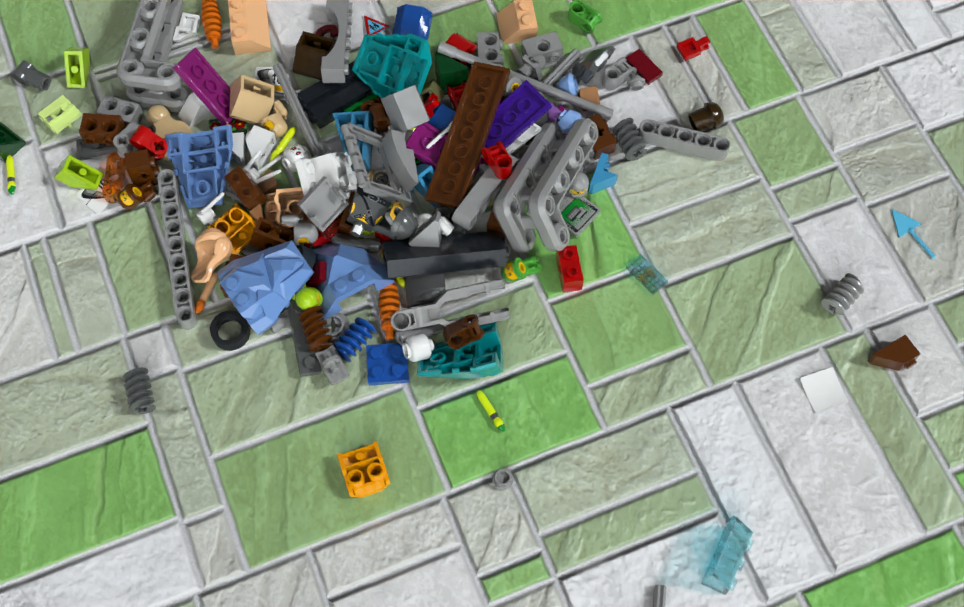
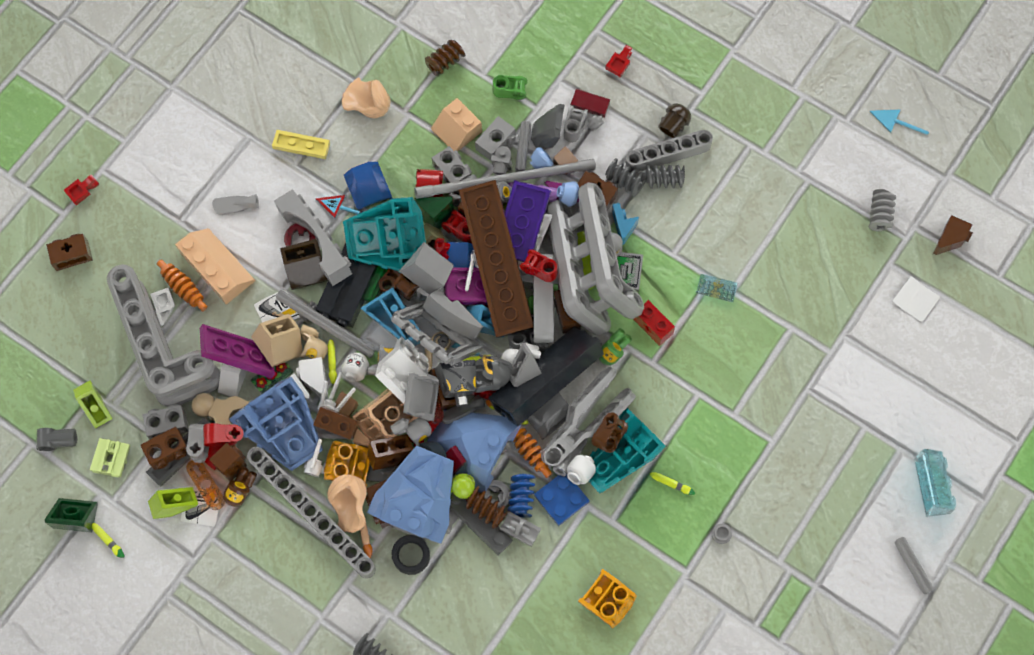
camera: 30 degrees left, 5 degrees up
(665, 159) = (665, 176): none -> dark grey piece

